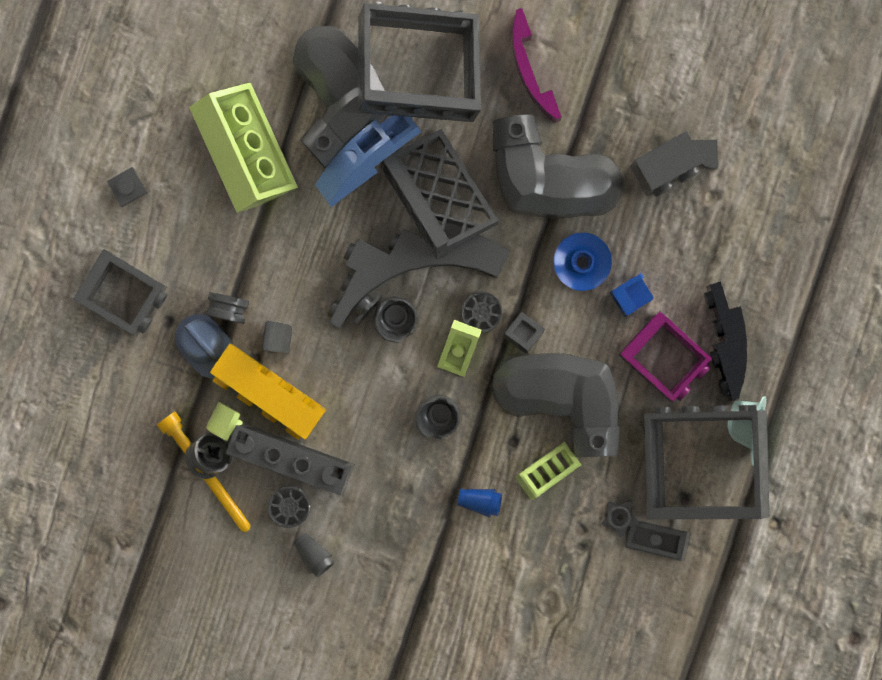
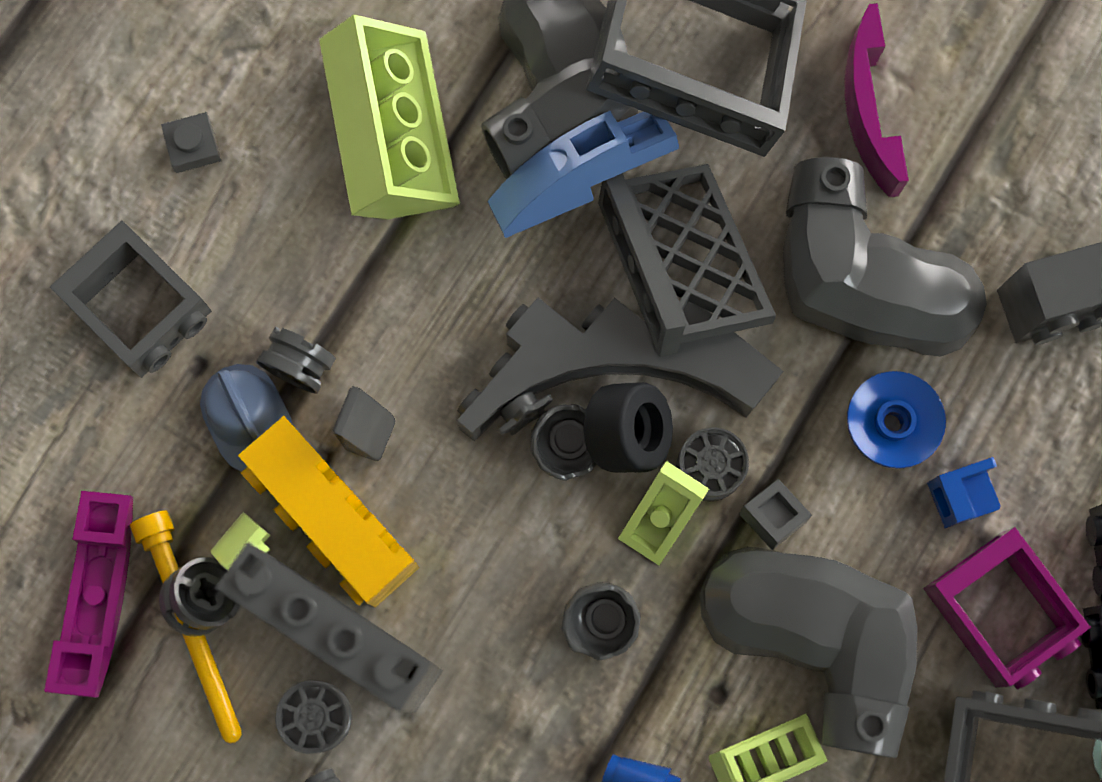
camera: 10 degrees right, 10 degrees down
(146, 468) = (94, 595): none -> magenta slope
(428, 303) = (628, 427): none -> black tyre

